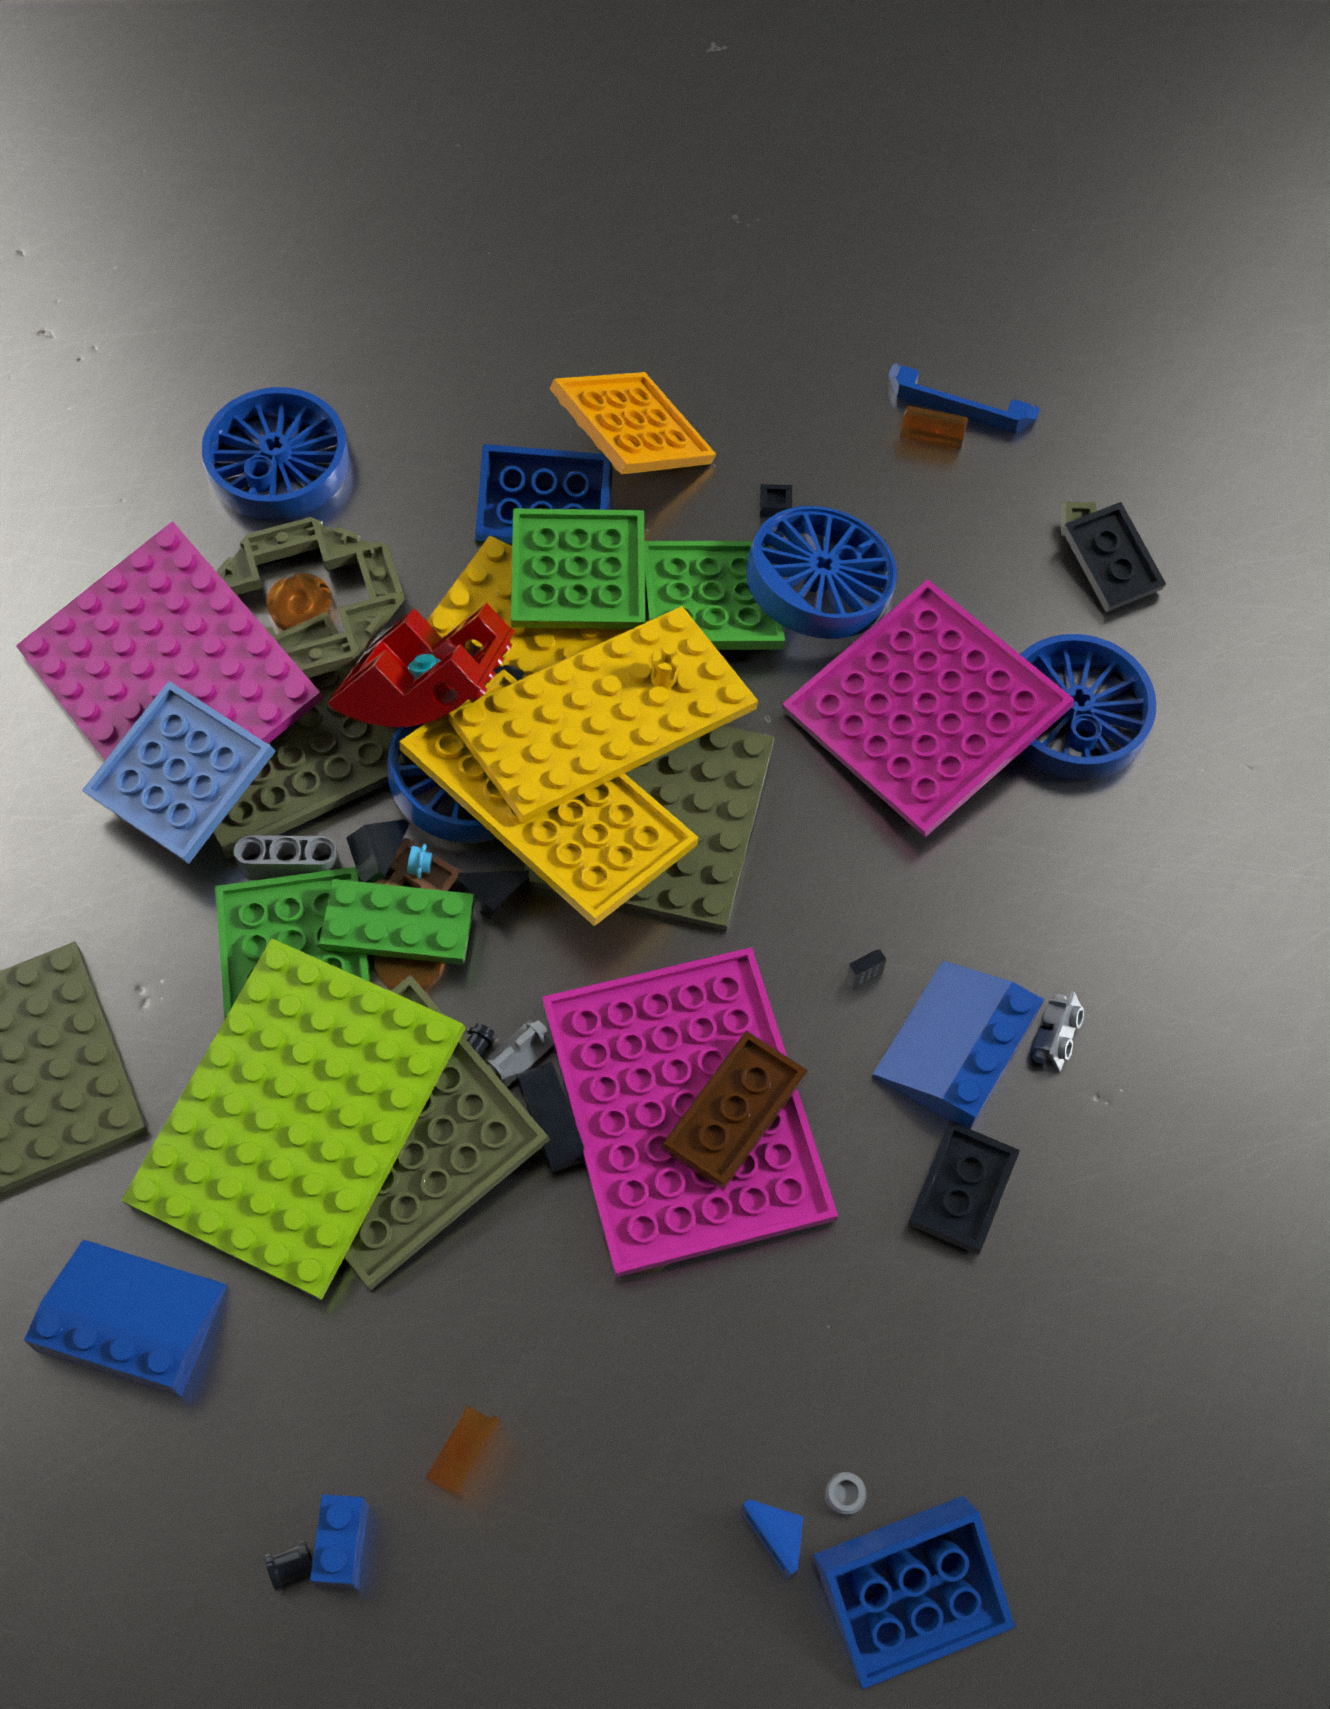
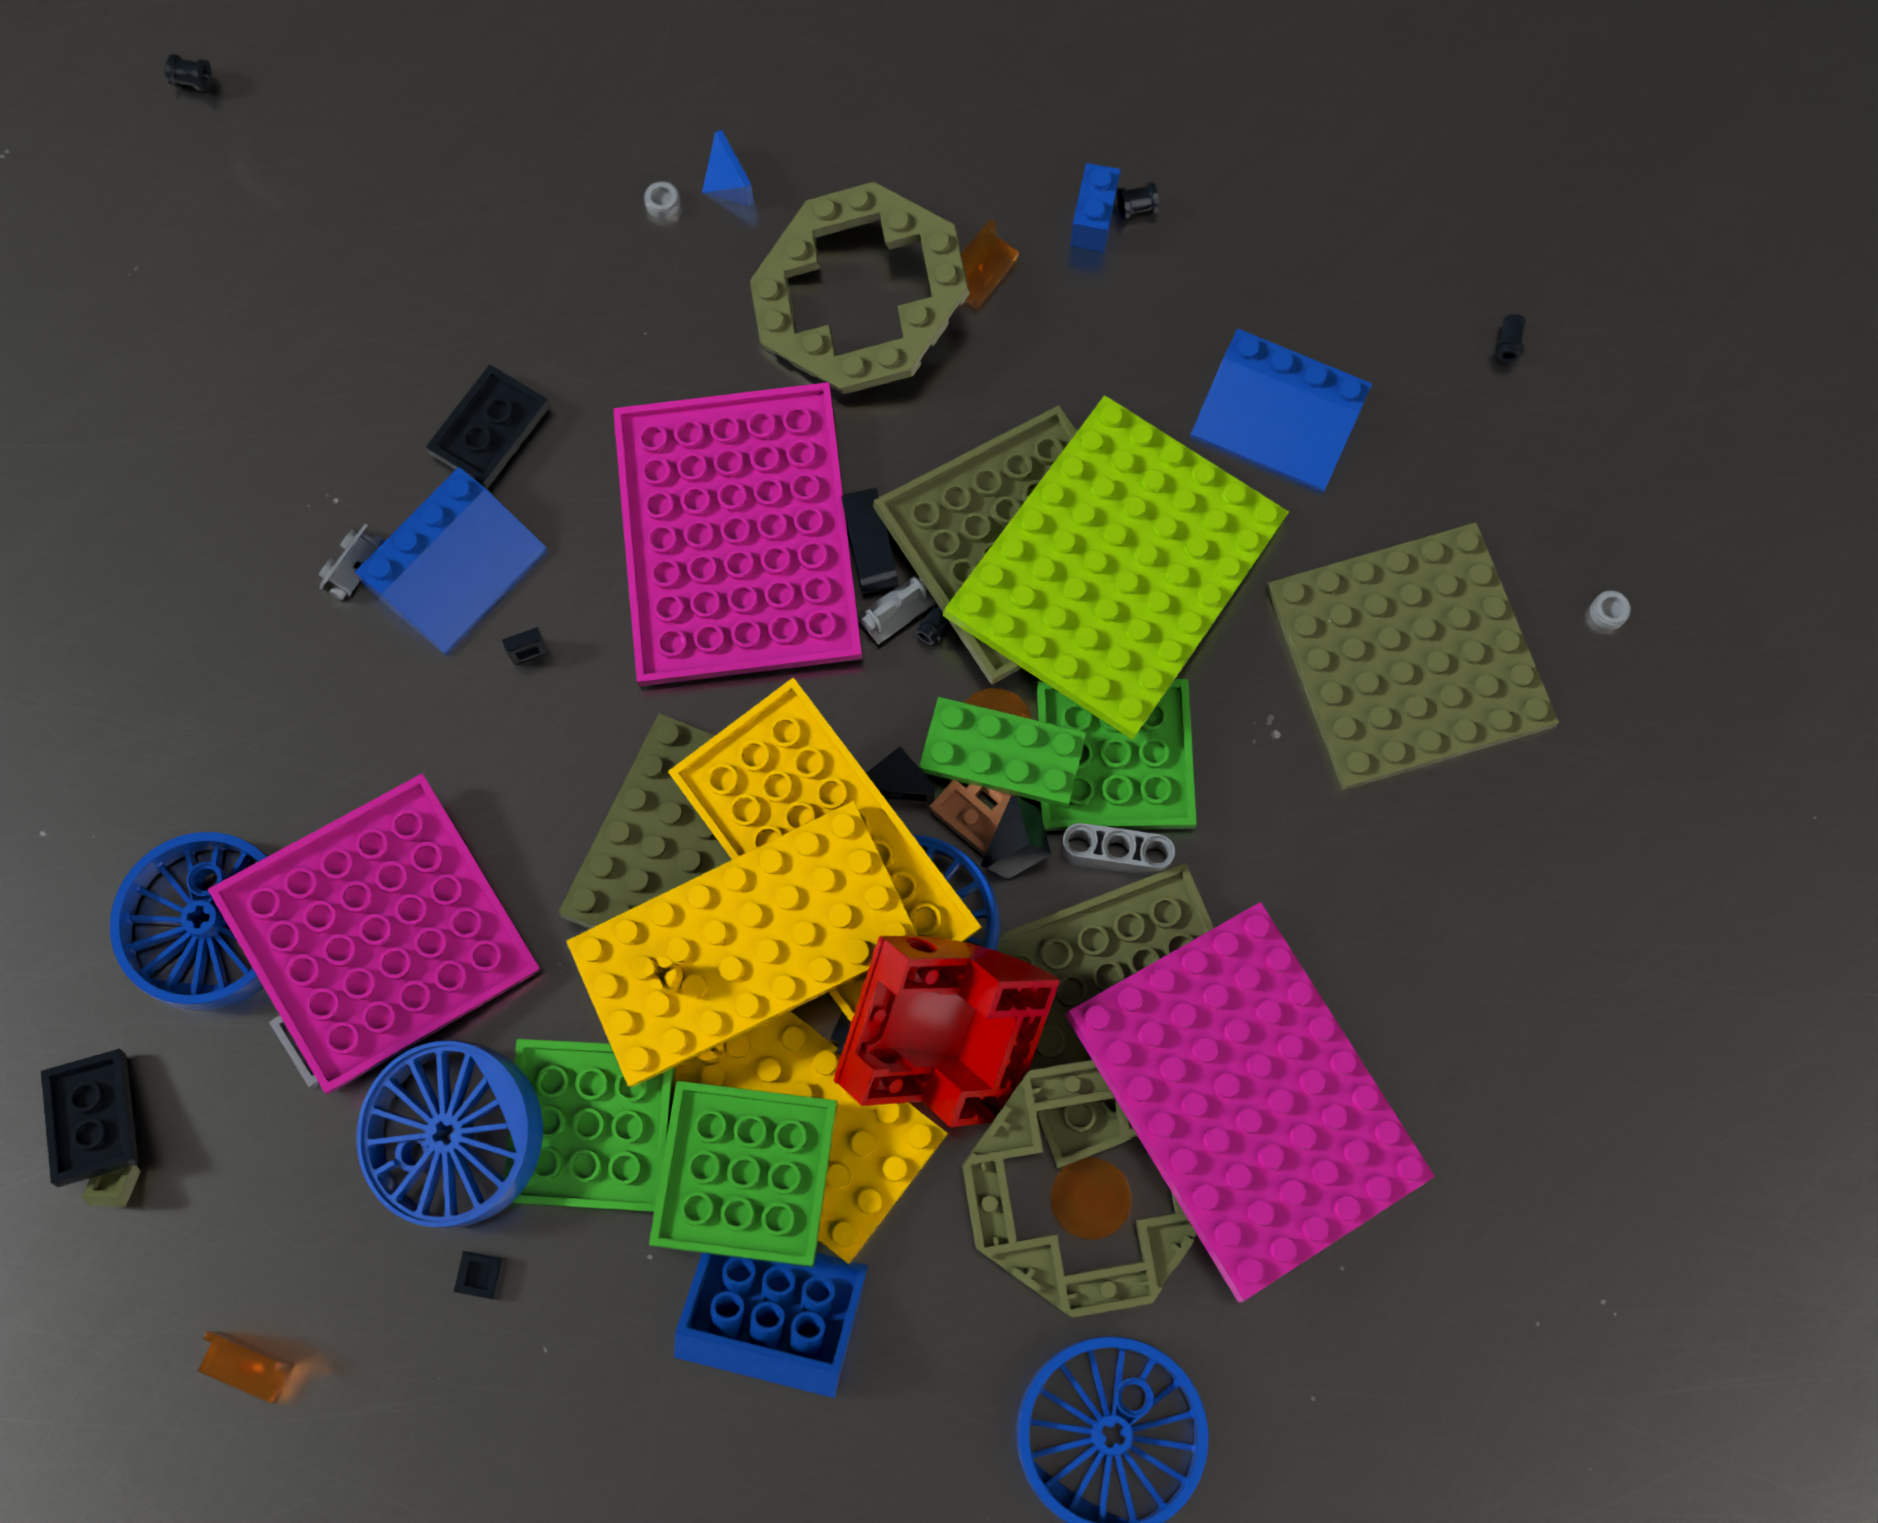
camera: 170 degrees left, 10 degrees up
(178, 771) = (1233, 941): medium blue plate -> none
(419, 861) = (973, 813): medium azure plate -> none
(422, 664) = (943, 1041): teal plate -> none
(559, 1468) = (920, 320): none -> olive plate
(632, 422) = (638, 1396): light orange plate -> none
(734, 1110) = (688, 512): reddish brown tile -> none
(914, 1591) = (622, 122): blue slope -> none
(1013, 420) = (262, 1444): blue piece -> none

